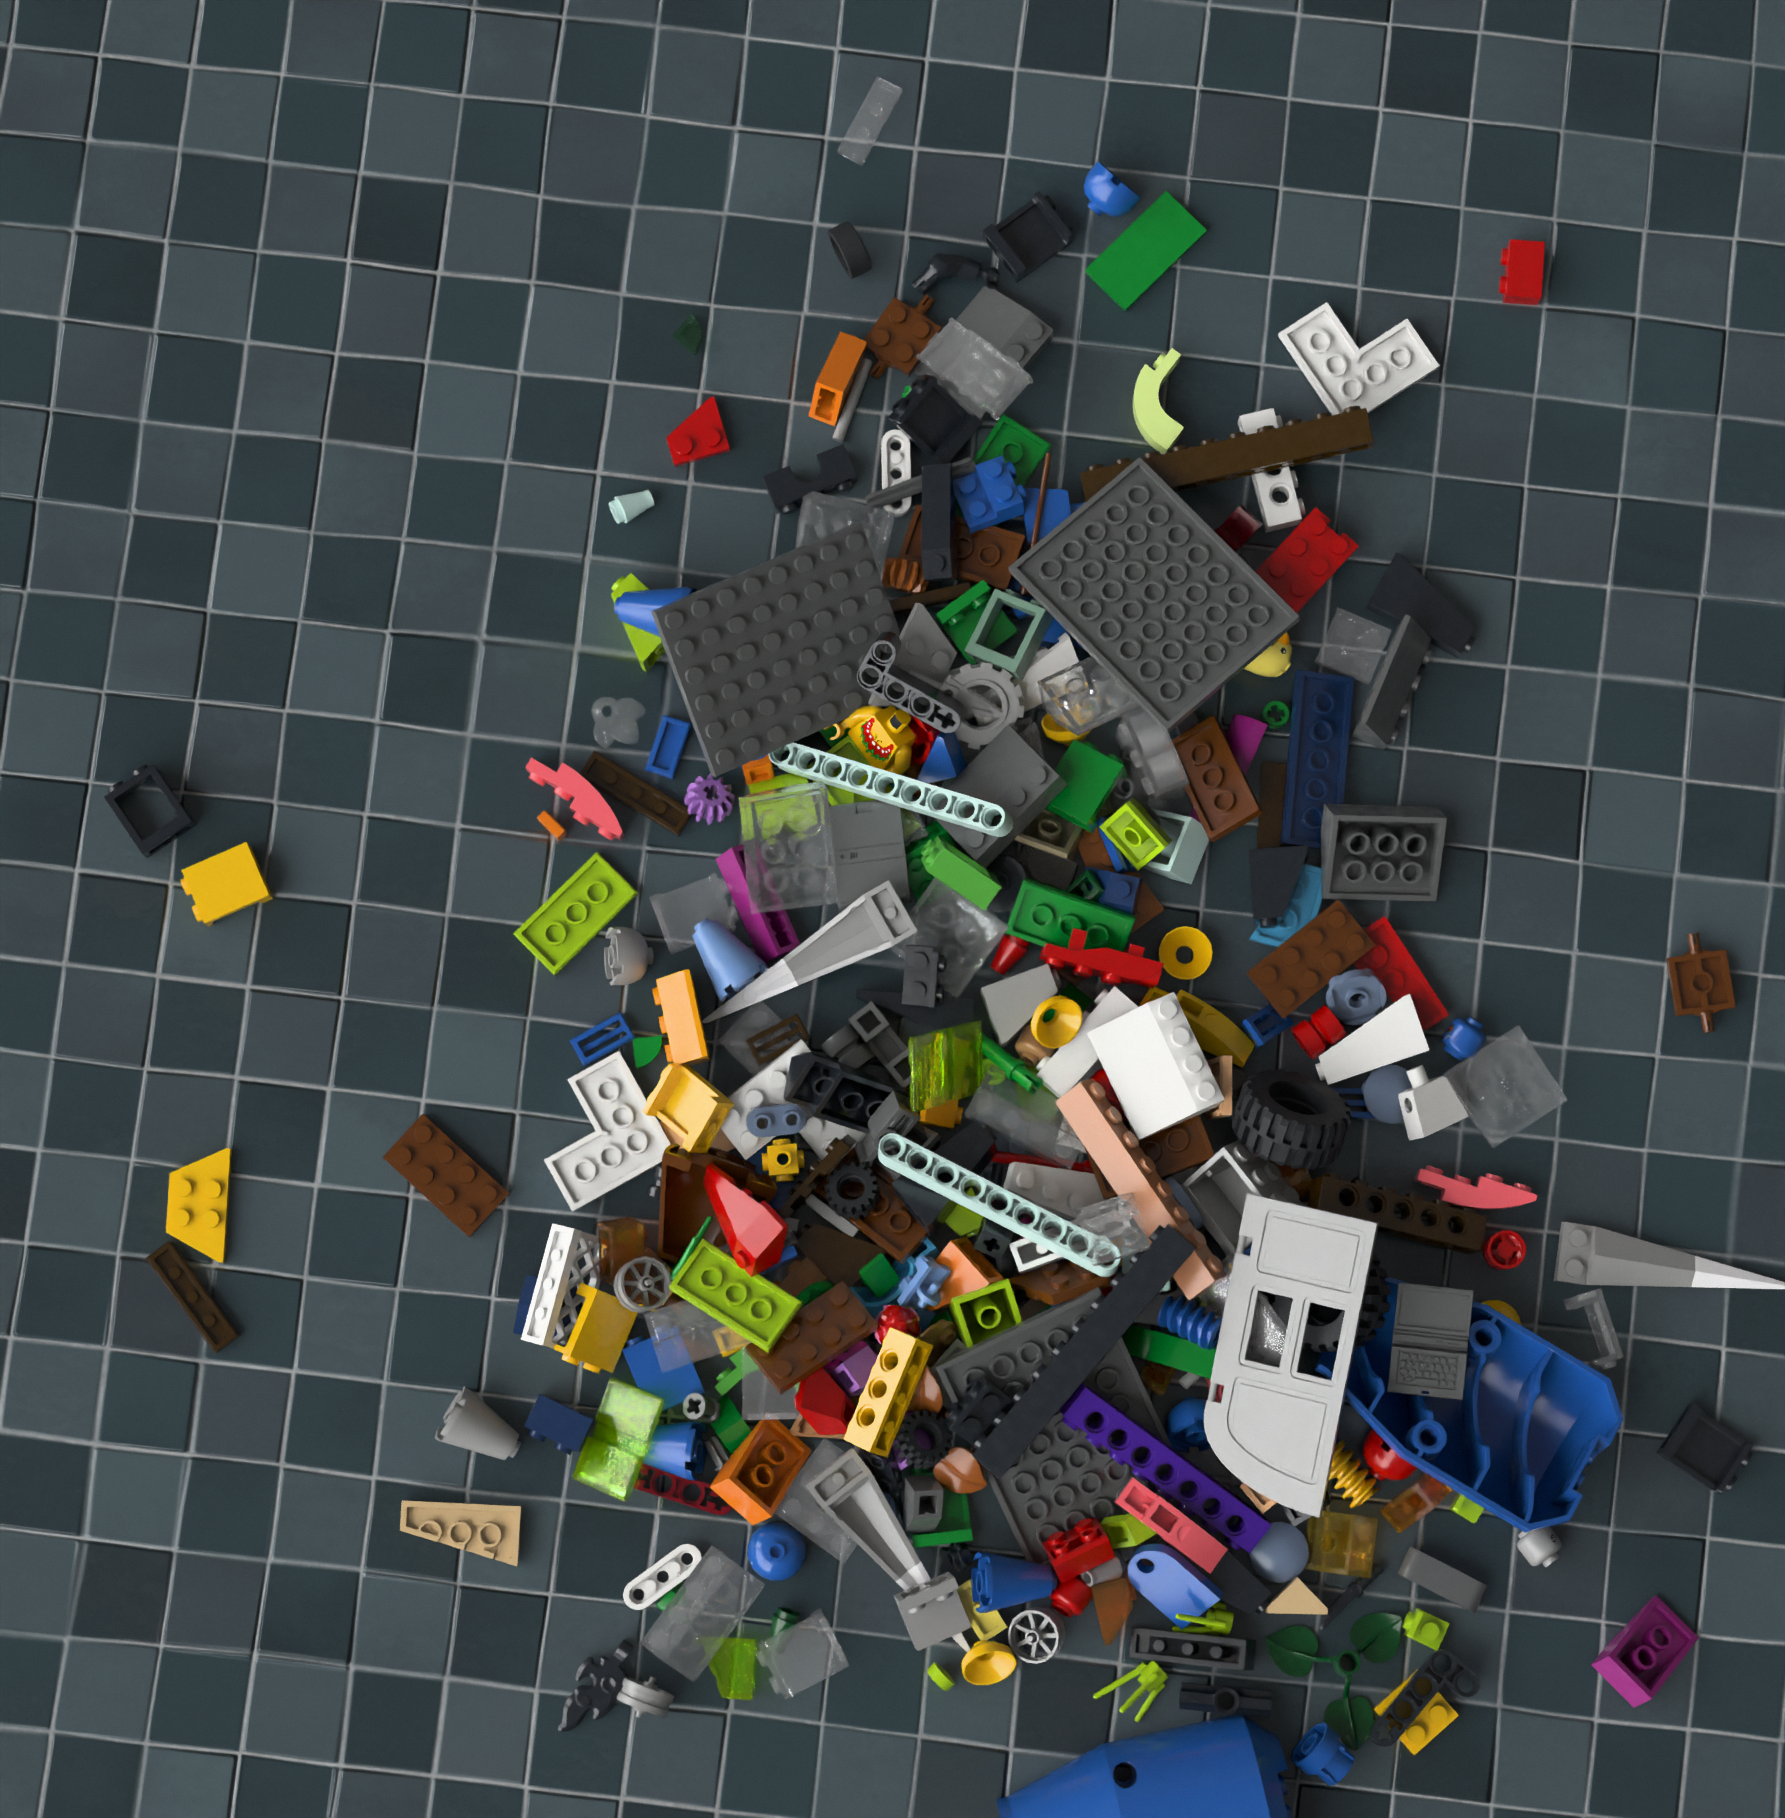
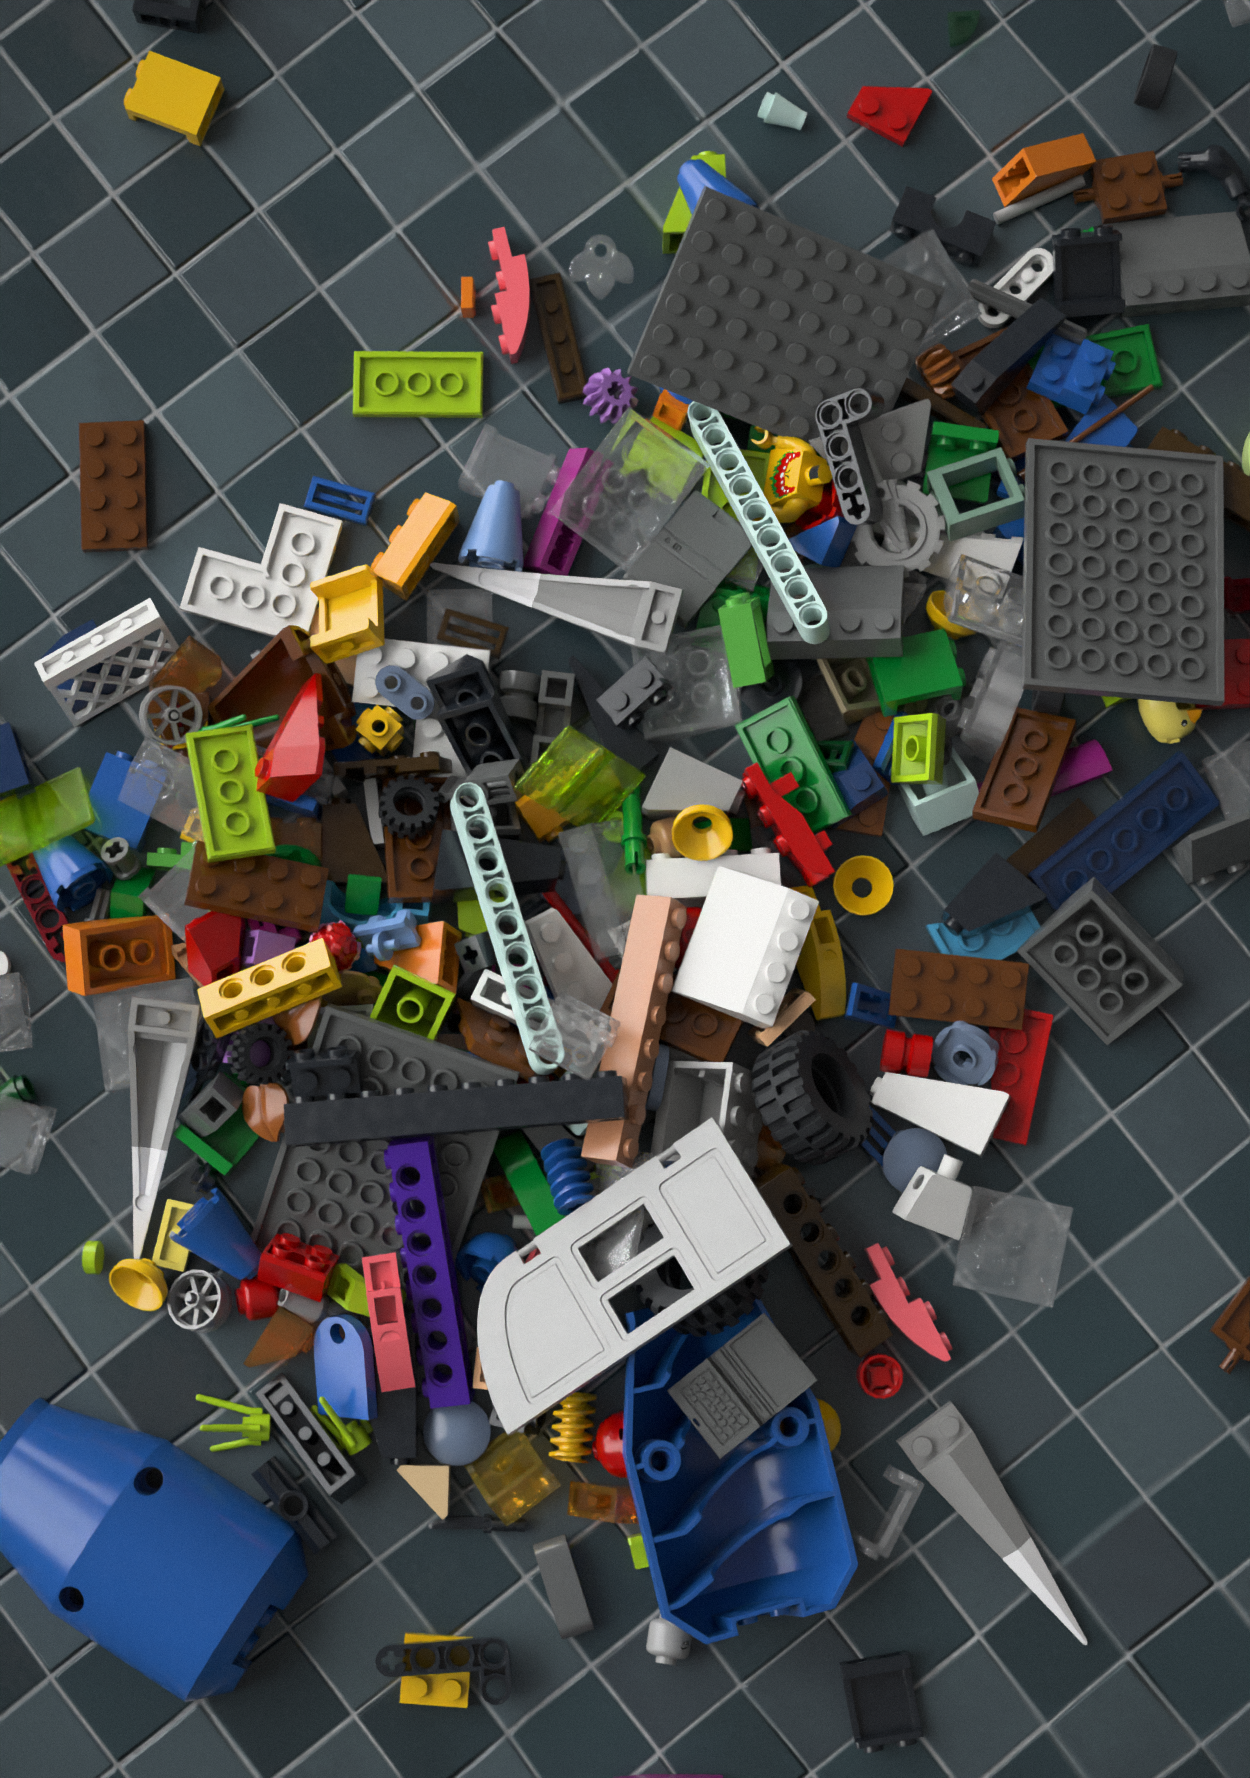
camera: 45 degrees right, 0 degrees up
(598, 1332) = (102, 718): yellow panel -> none
(626, 956) = (423, 453): light grey cylinder -> none
(646, 1050) = (365, 542): green tile -> none
(668, 747) = (618, 326): blue tile -> none
(776, 1551) = (67, 1030): blue cylinder -> none
(932, 1611) = (136, 1198): light grey bracket -> none
(975, 368) = (1161, 260): clear piece -> none
(1009, 952) = (723, 748): red cone -> none
(1280, 707) = (1117, 771): green bush -> none
(1323, 1754) = (326, 1627): blue piece -> none
(1373, 1634) = (464, 1581): dark green plant -> none
(1425, 1628) = (511, 1611): lime bracket -> none
(1463, 1037) = (1019, 1174): blue head -> none

